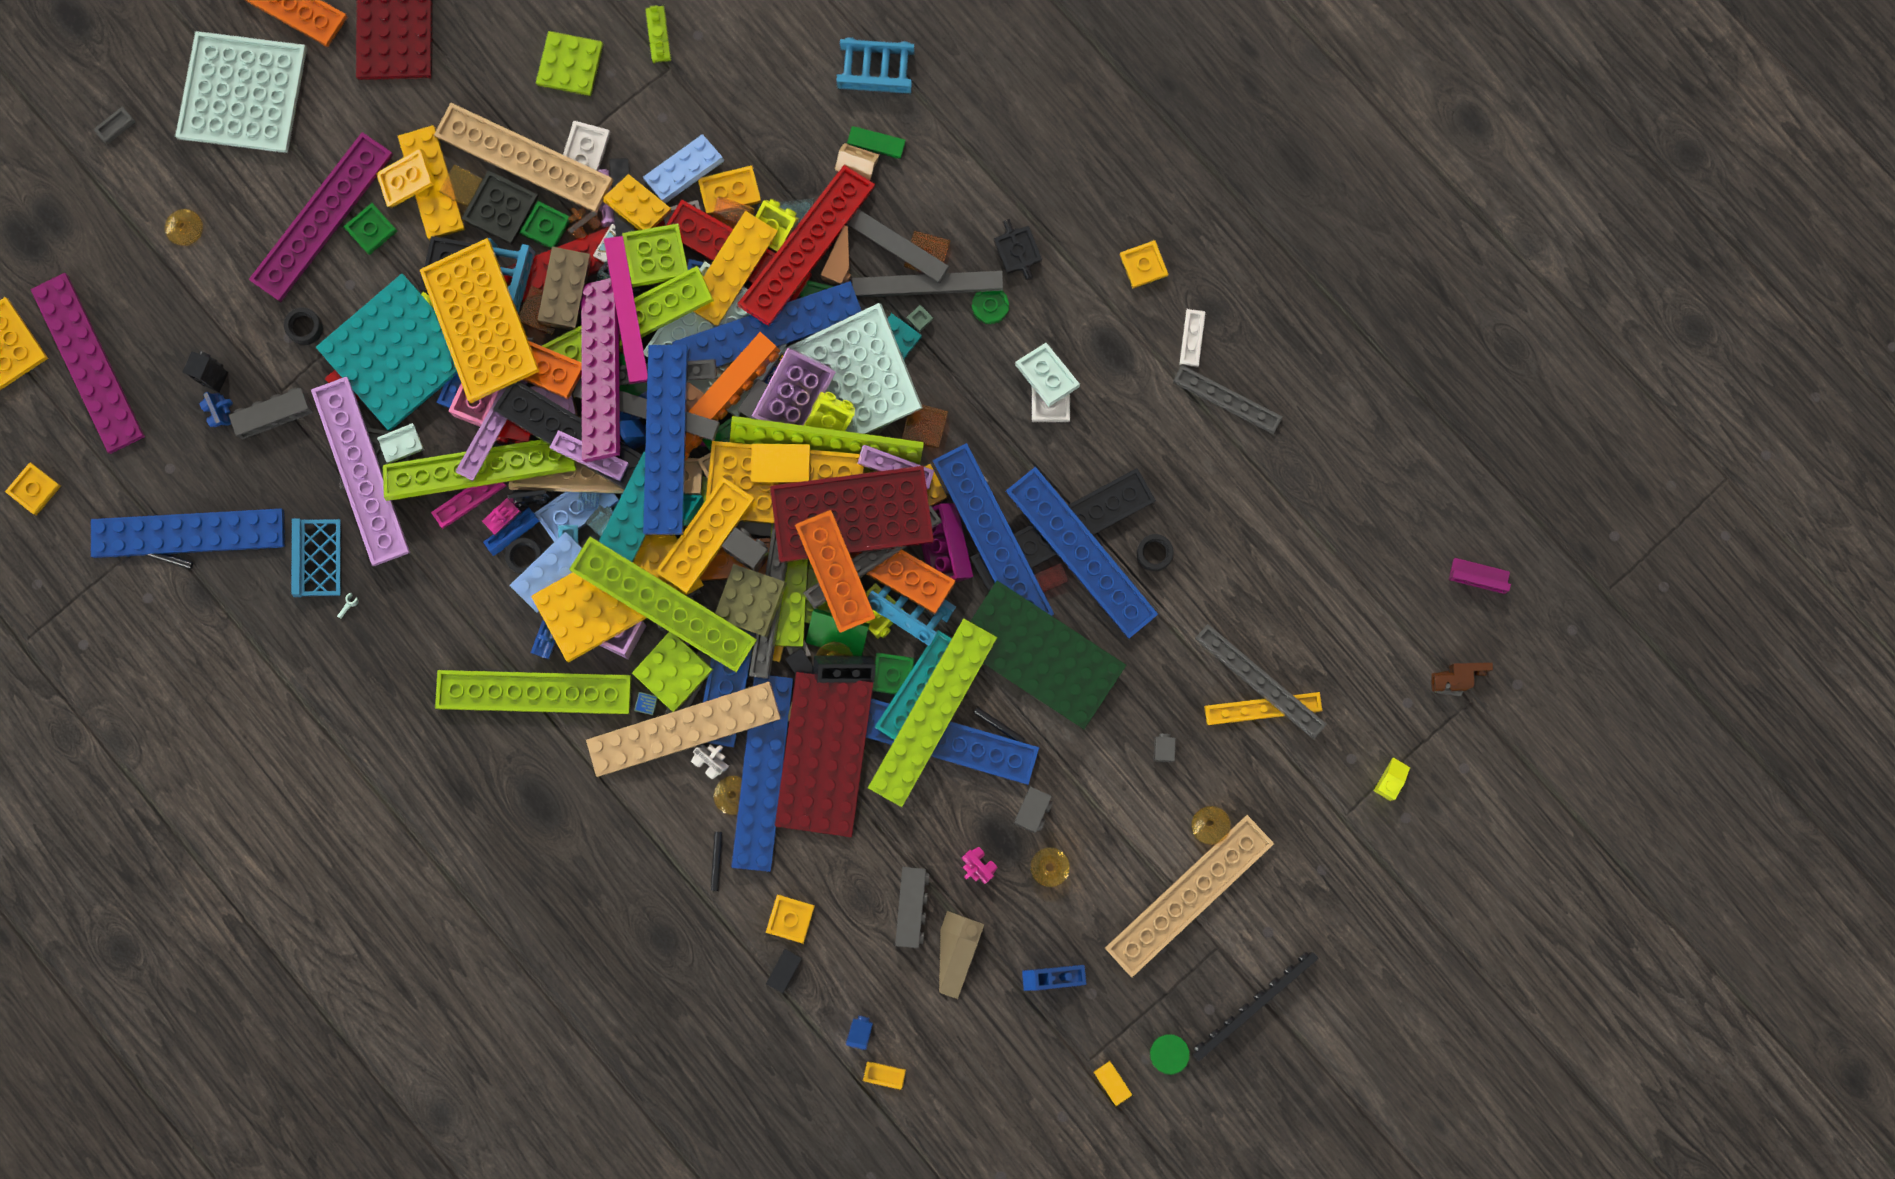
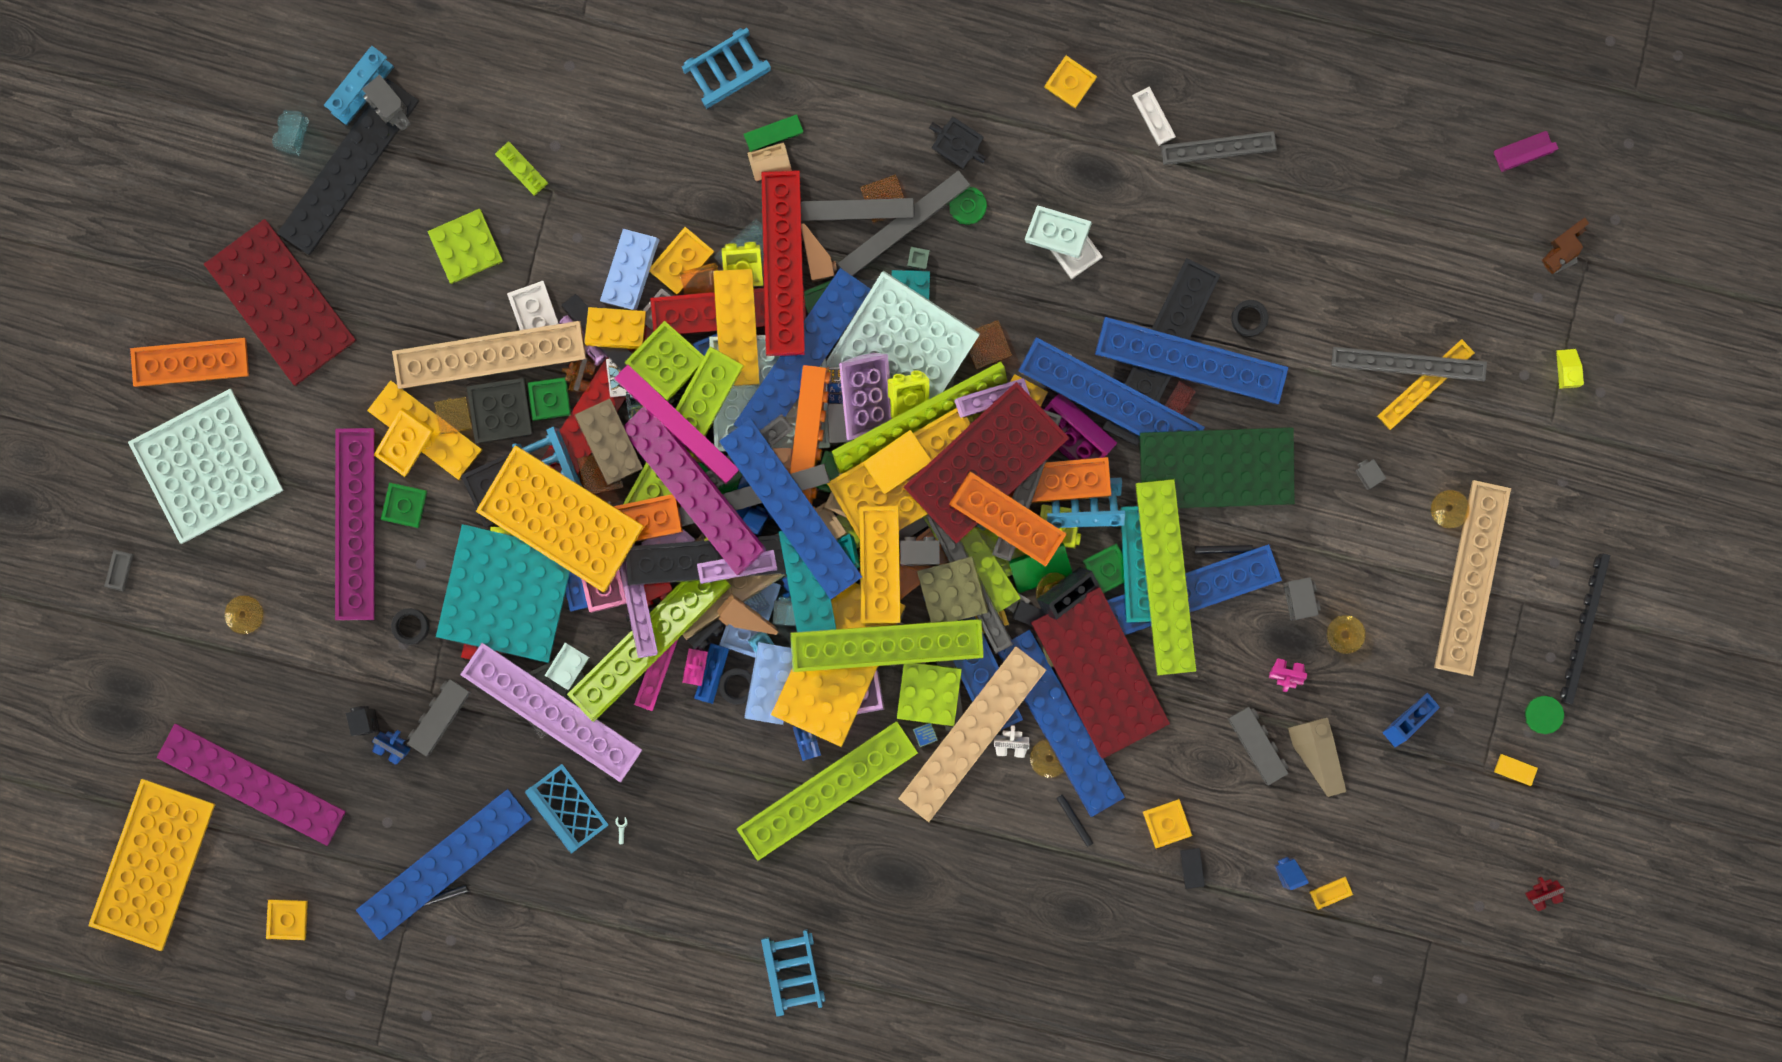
camera: 35 degrees left, 5 degrees up
(375, 821) = (774, 966): none -> dark azure fence
(567, 501) = (742, 616): none -> medium nougat slope

